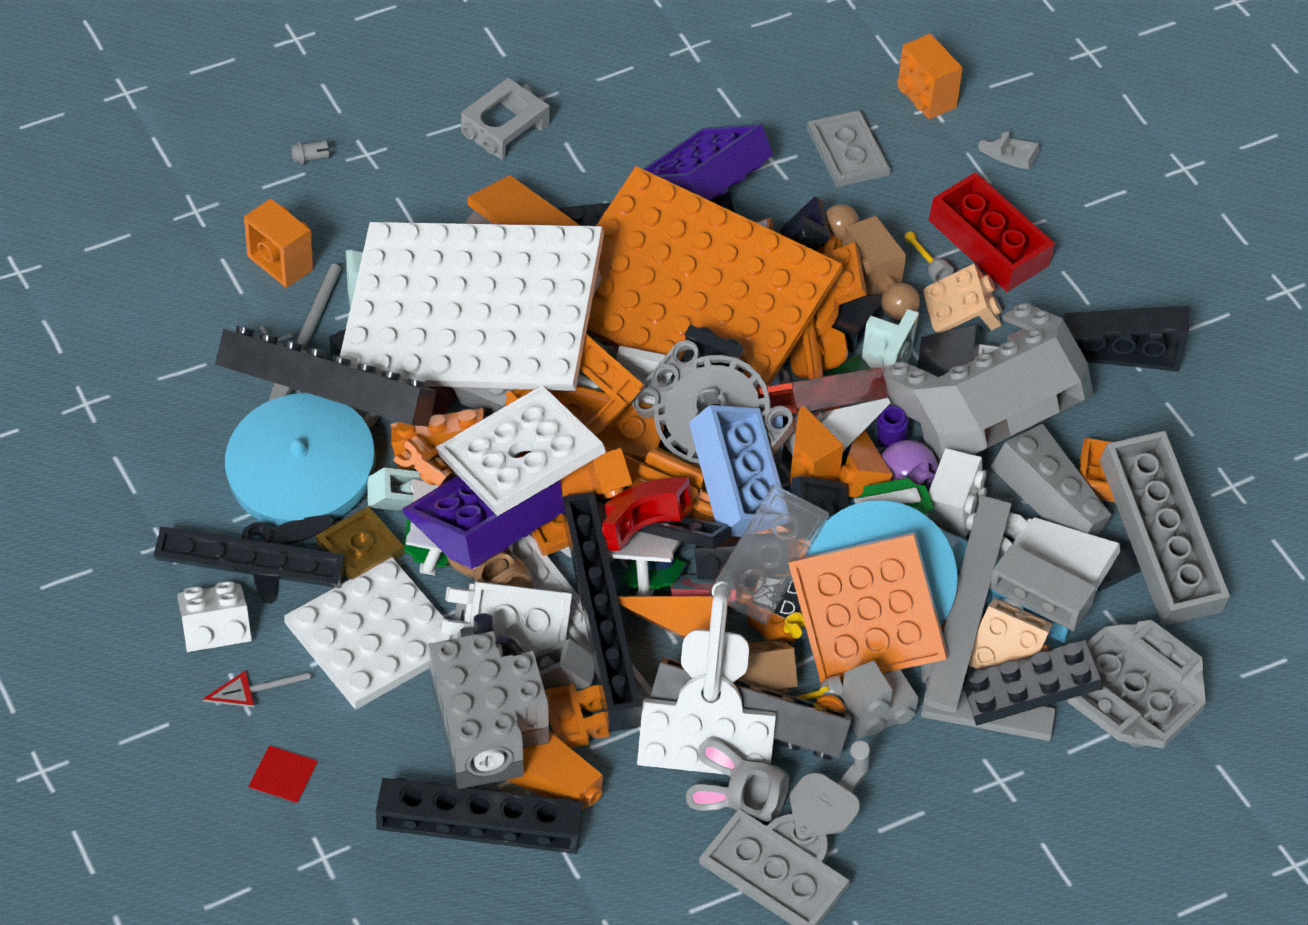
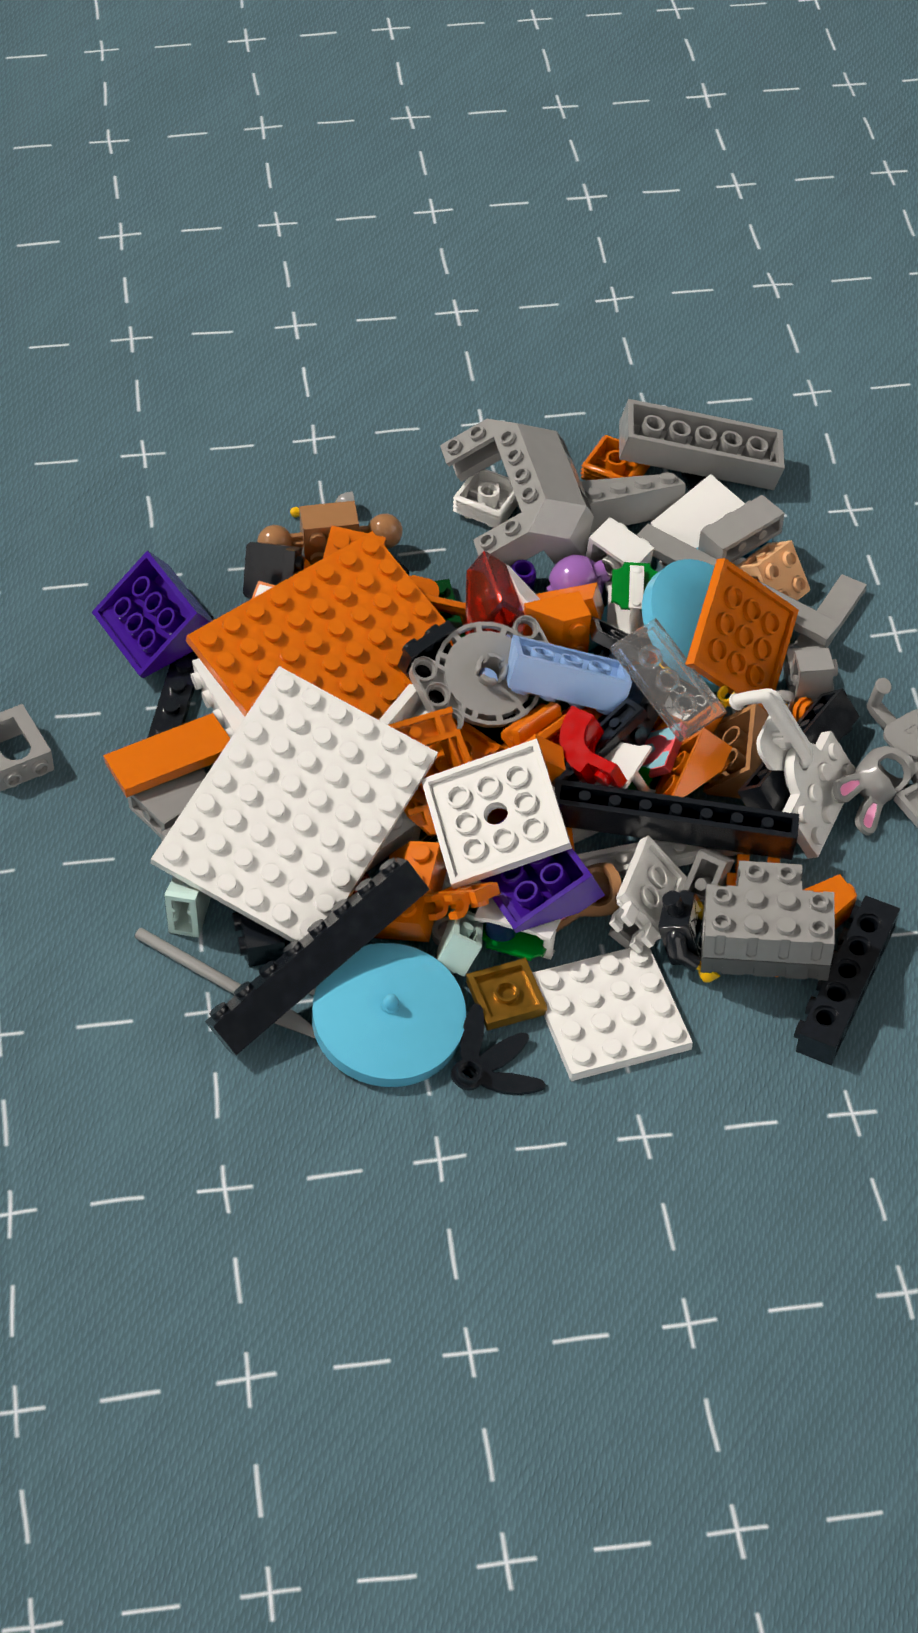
camera: 70 degrees left, 0 degrees up
(214, 616) = (549, 1127): white bracket -> none
(239, 693) = (644, 1137): light grey piece -> none
(250, 557) = (494, 1084): black plate -> none
(278, 242) = (103, 960): orange brick -> none
(283, 774) = (749, 1123): red sticker -> none
(848, 148) = (168, 521): light grey tile -> none
(888, 342) = (439, 551): light aqua bracket -> none
(929, 76) = (126, 434): orange brick -> none
(948, 349) = (453, 523): black tile -> none
(962, 299) = (391, 495): light nougat bracket -> none
(991, 232) = (324, 454): red brick -> none
(1011, 151) = (228, 417): light grey slope -> none
(1031, 682) = (832, 567): black plate -> none
(1132, 336) = (487, 395): black wedge -> none
(1148, 684) = (844, 512): light grey piece -> none

